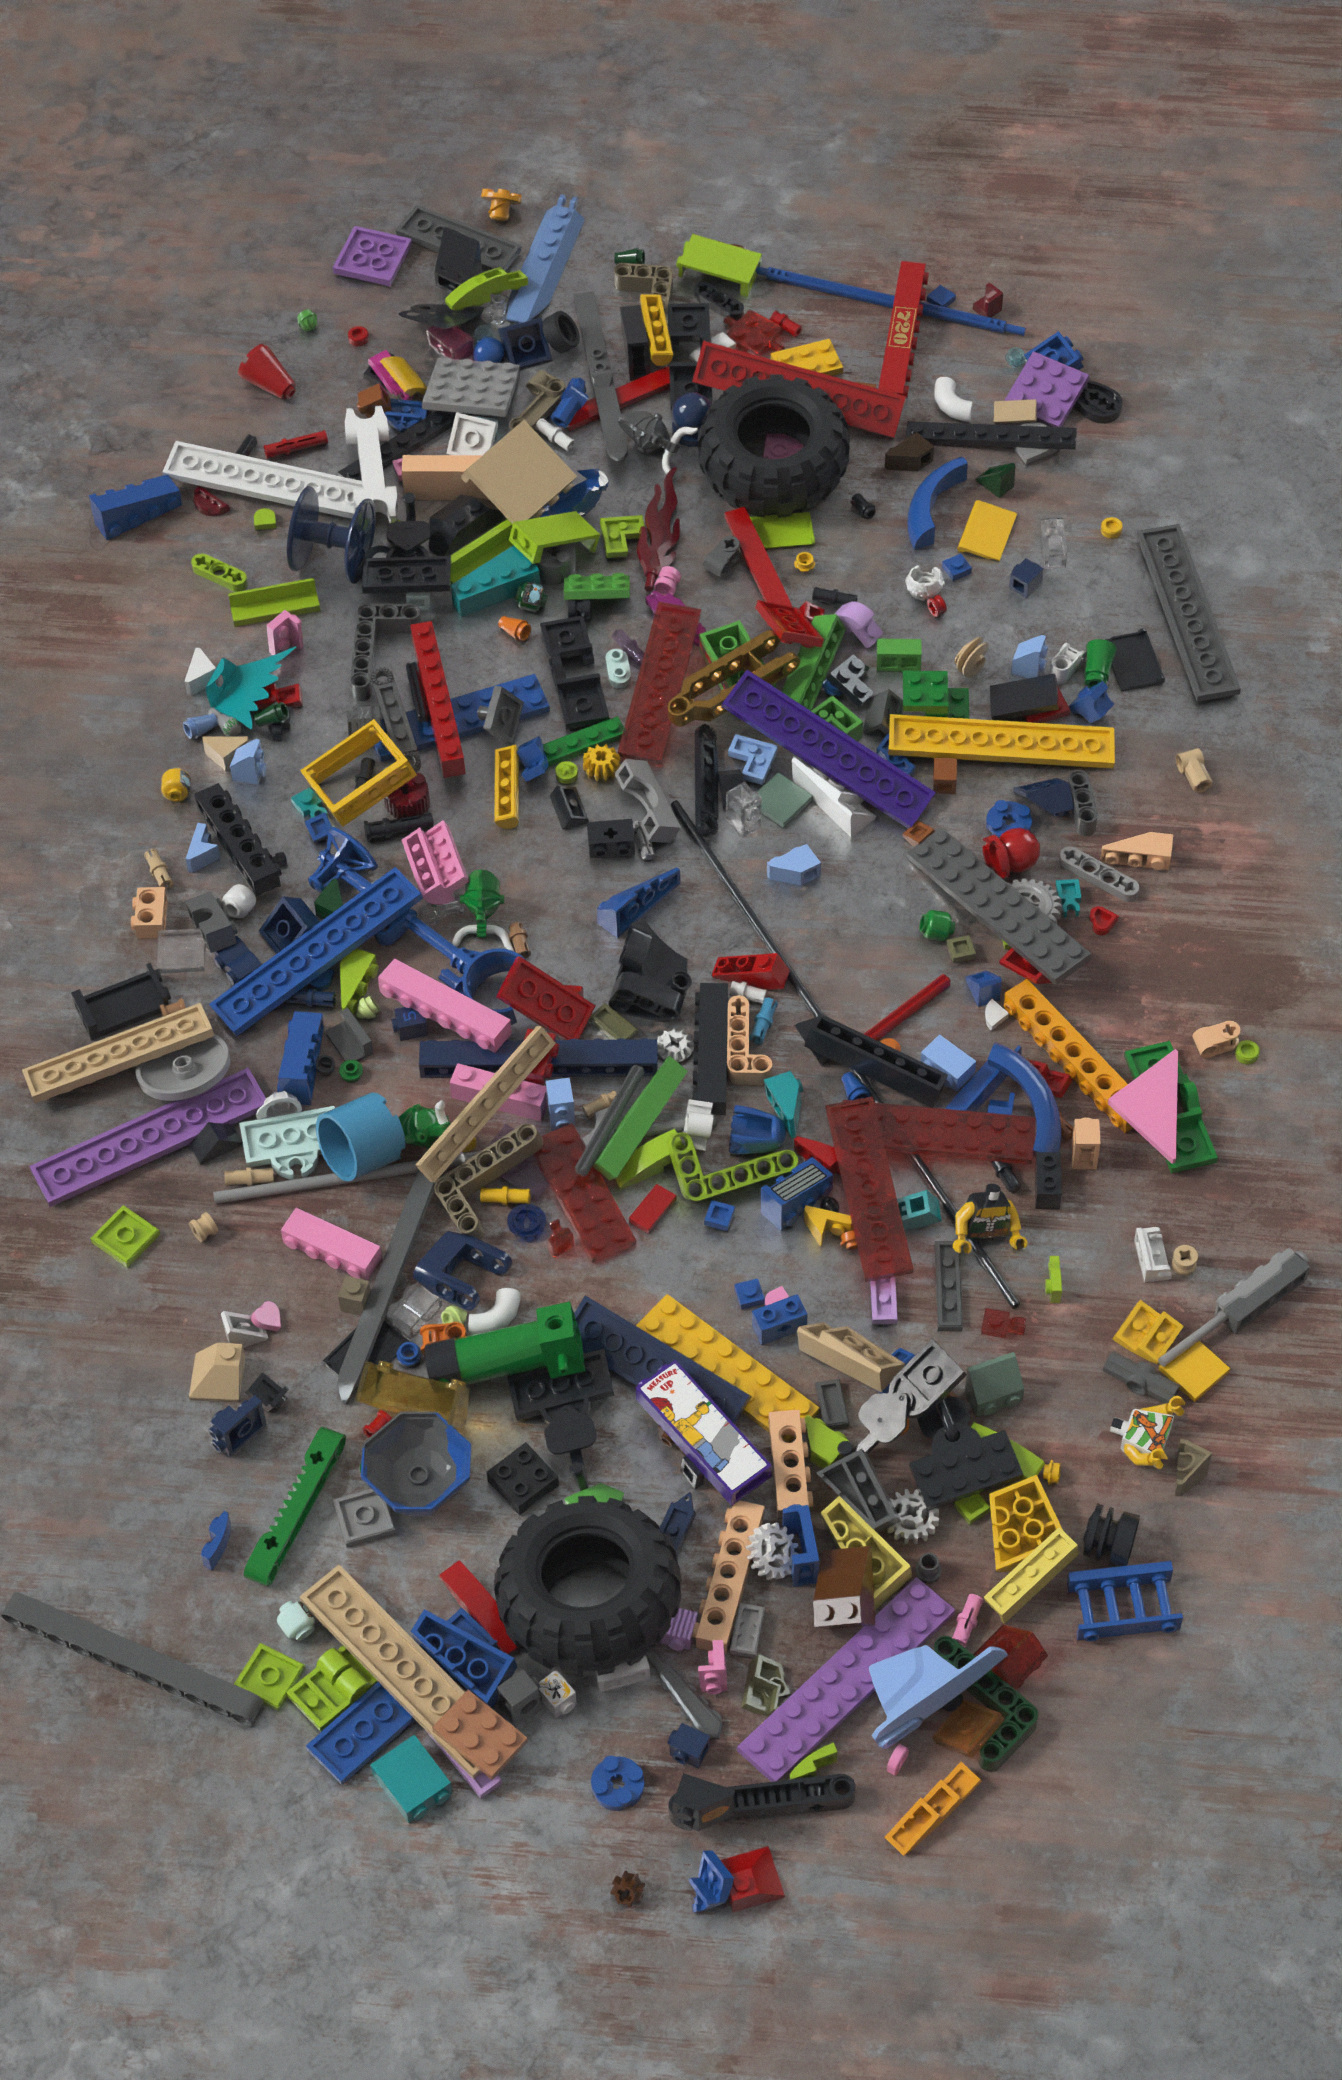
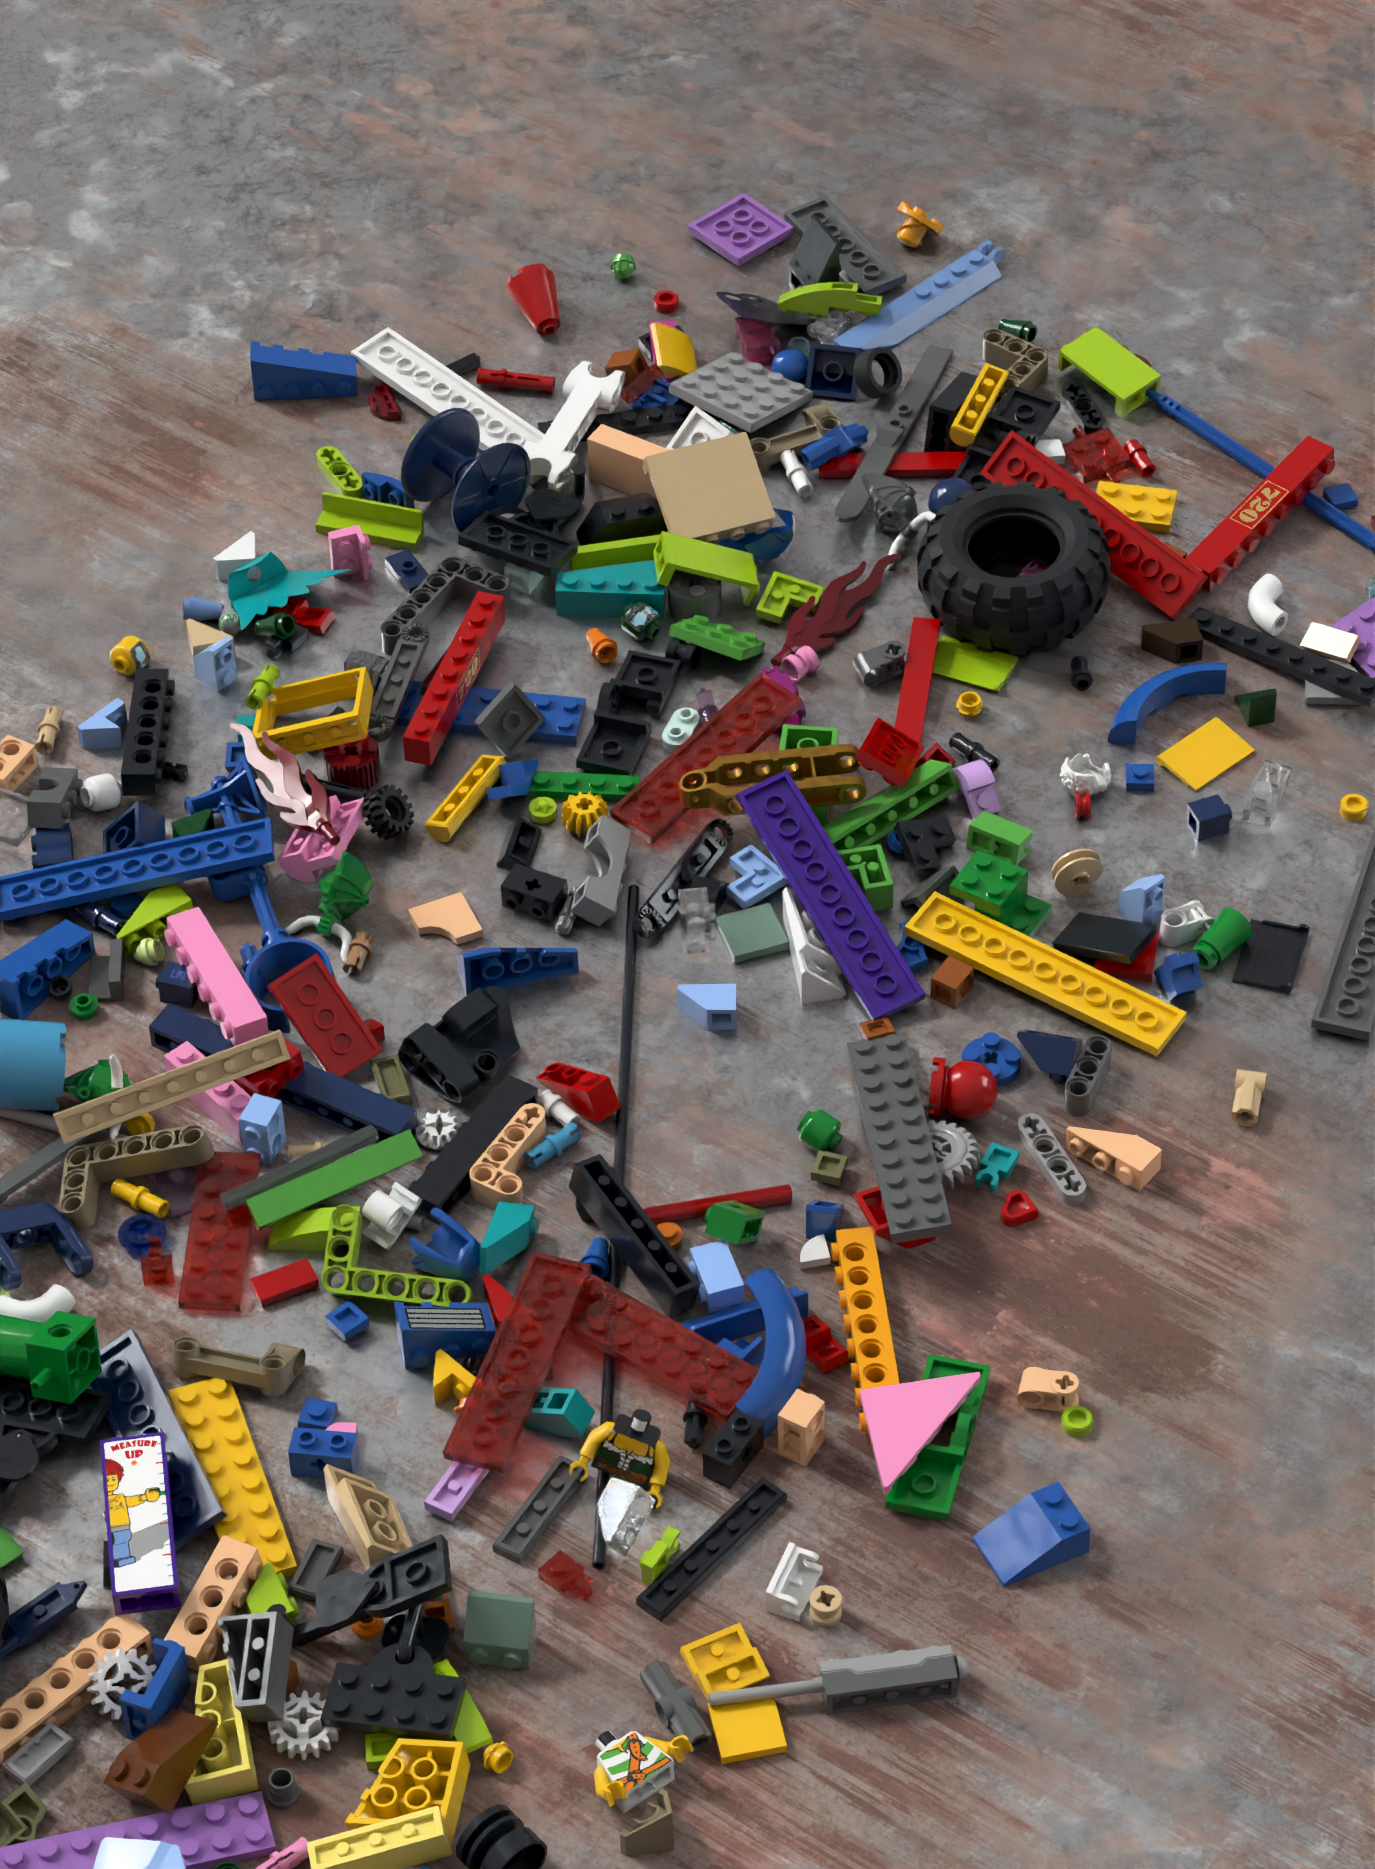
camera: 30 degrees right, 10 degrees down
(263, 571) = (385, 489): none -> blue slope
(305, 767) = (262, 686): none -> lime pin
(330, 629) = (406, 570): none -> dark blue plate
(395, 843) = (289, 795): none -> piece
(397, 409) = (641, 383): none -> clear red axle
(465, 823) = (377, 816): none -> black tyre
(561, 884) = (448, 917): none -> light nougat tile
(697, 1280) = (271, 1372): none -> dark tan piece
(934, 1018) = (734, 1222): none -> green brick
(1010, 1259) = (622, 1513): none -> clear slope
(1080, 1258) = (711, 1549): none -> black tile
(1280, 1145) = (1034, 1535): none -> slope

